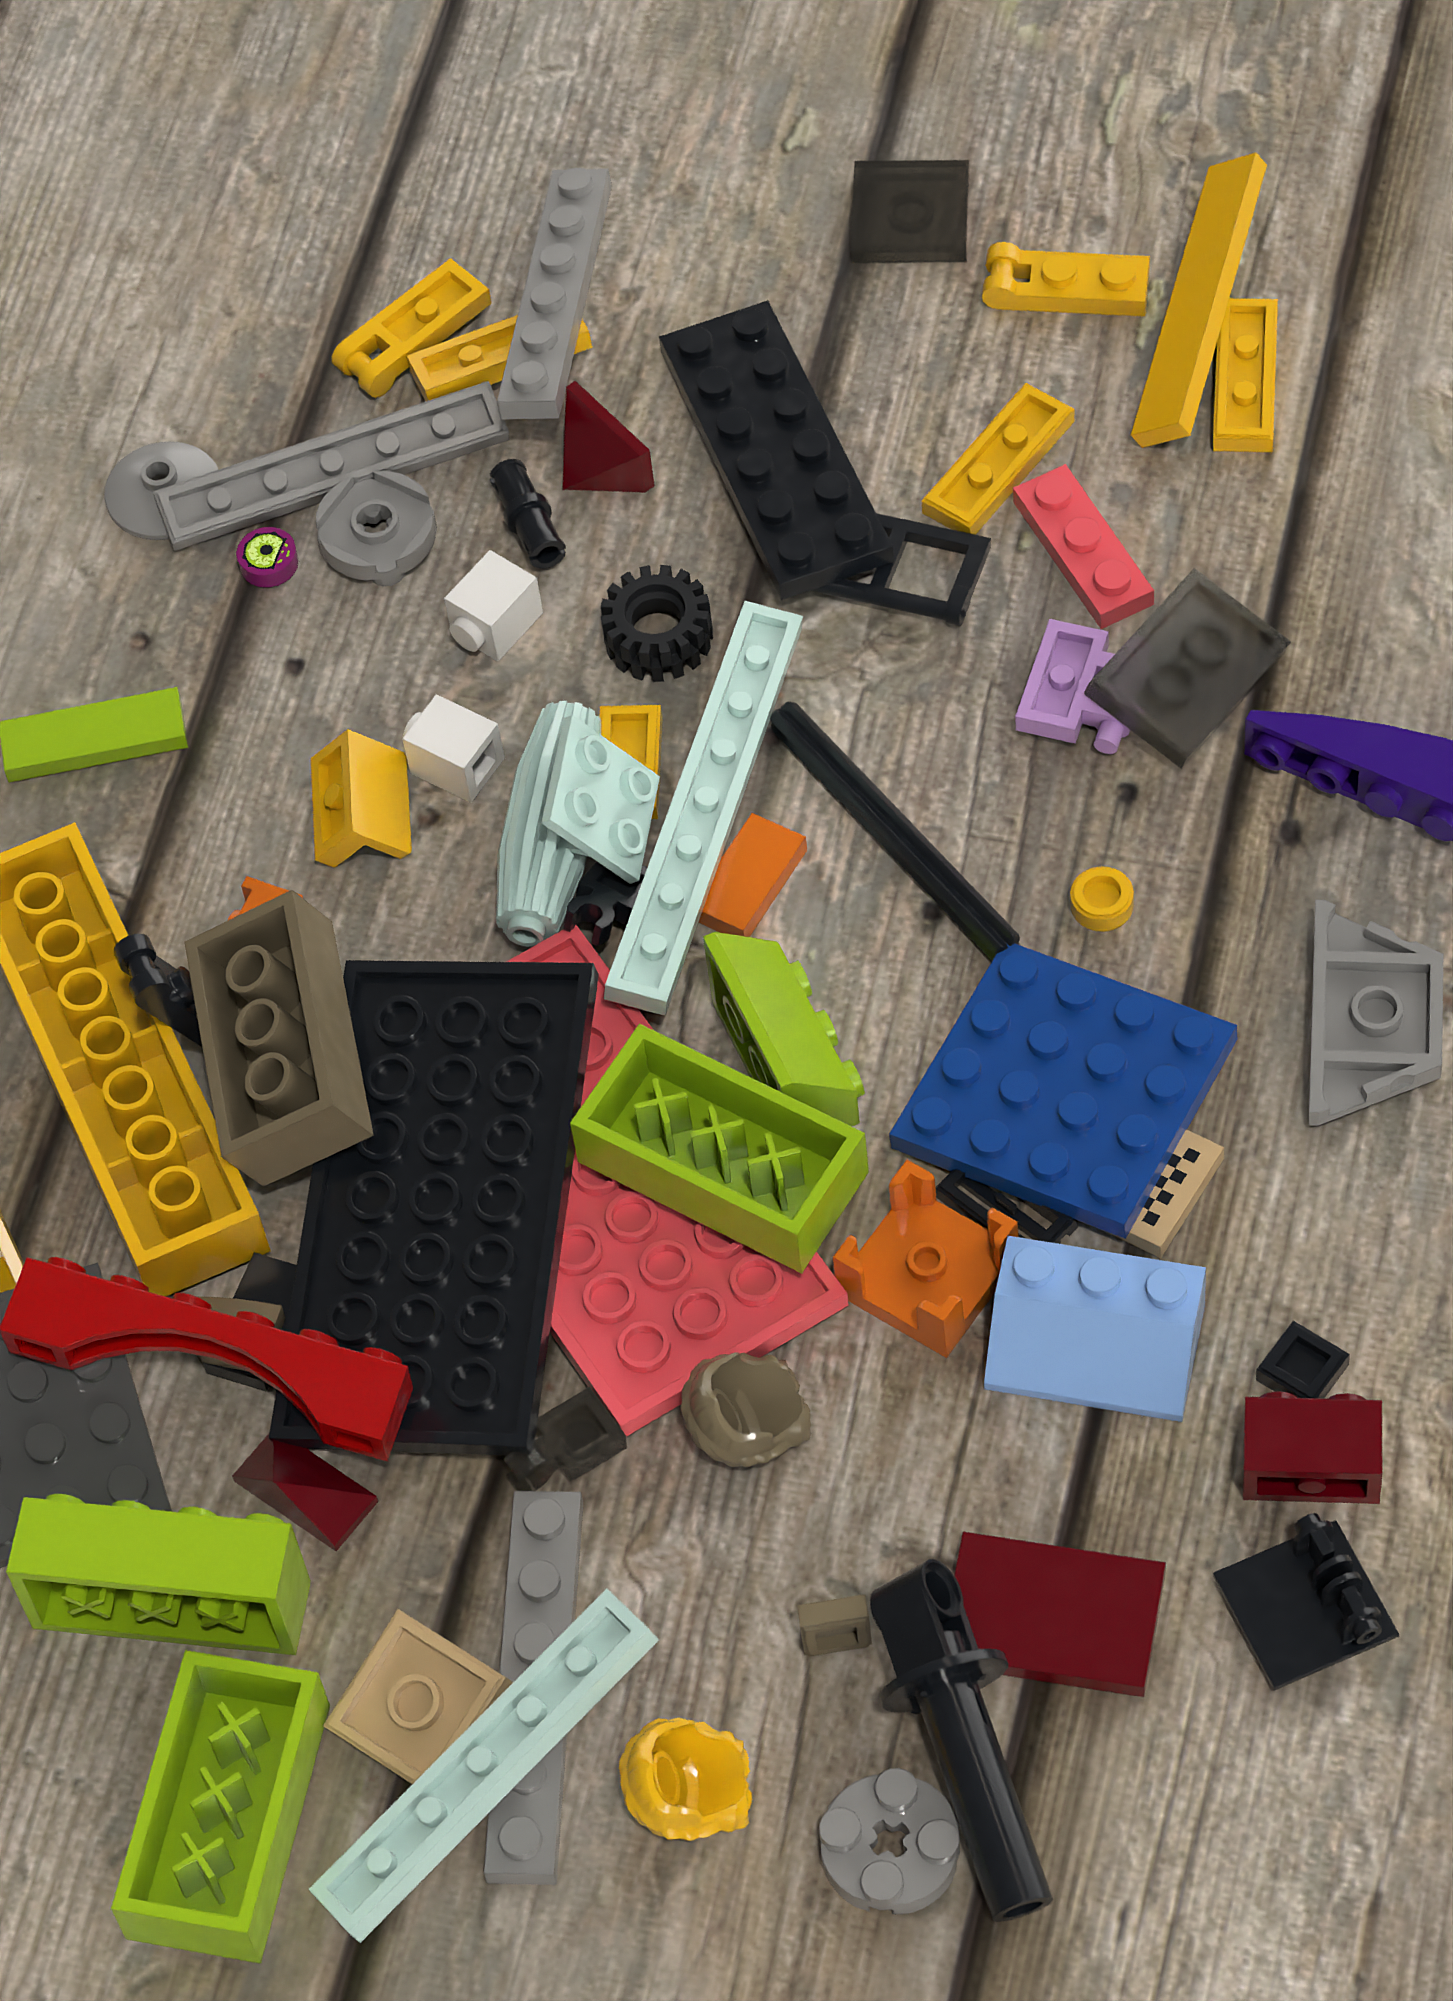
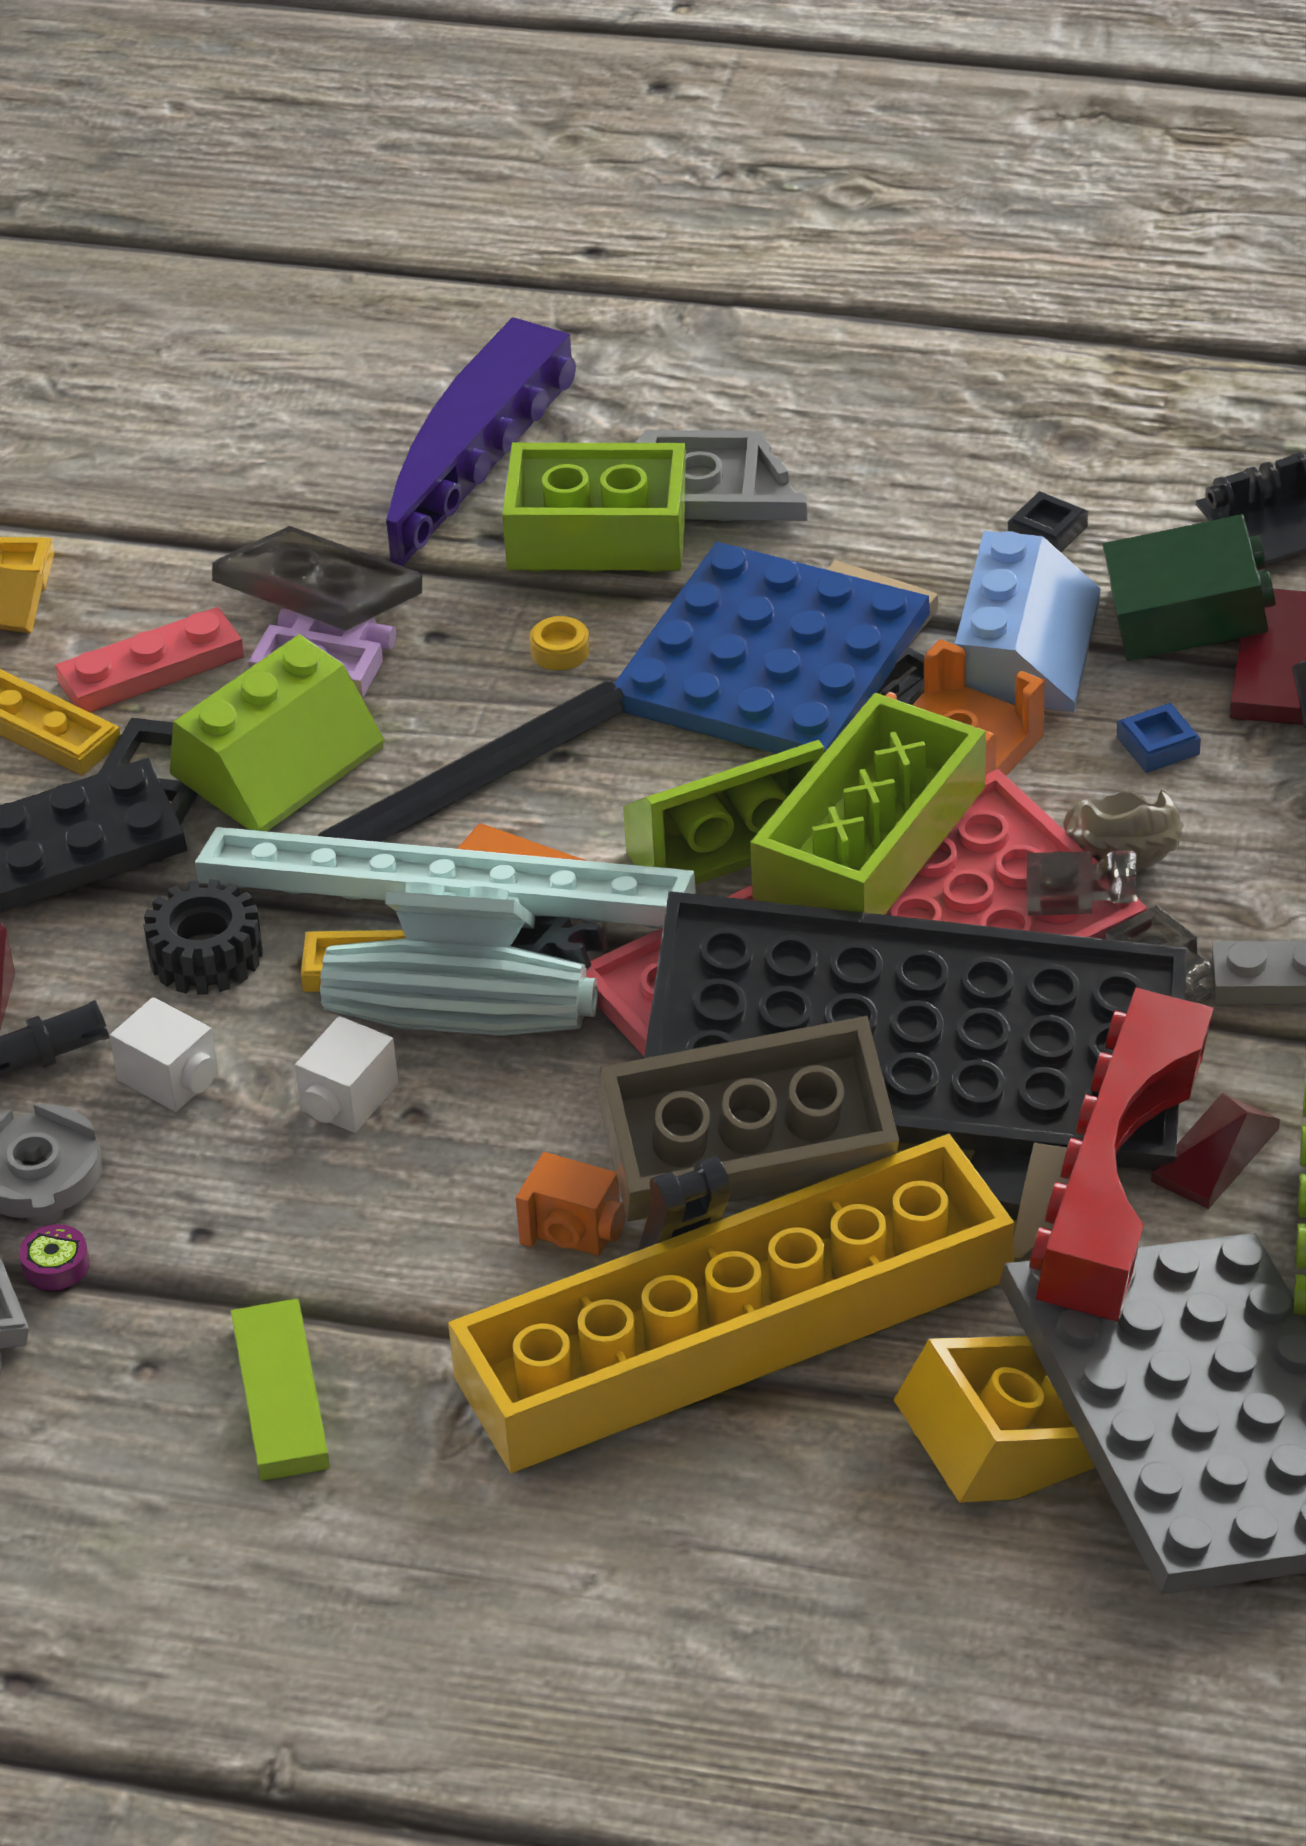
camera: 95 degrees left, 15 degrees down
(359, 799) = (401, 1158): yellow panel -> none
(642, 1346) = (1070, 882): none -> clear smoke plate
(918, 648) = (274, 736): none -> lime slope
(923, 1464) = (1158, 737): none -> blue tile
(1138, 1484) = (1189, 587): none -> dark green brick
(1286, 902) = (595, 506): none -> lime slope
(1312, 1449) = (1133, 492): dark red brick -> none

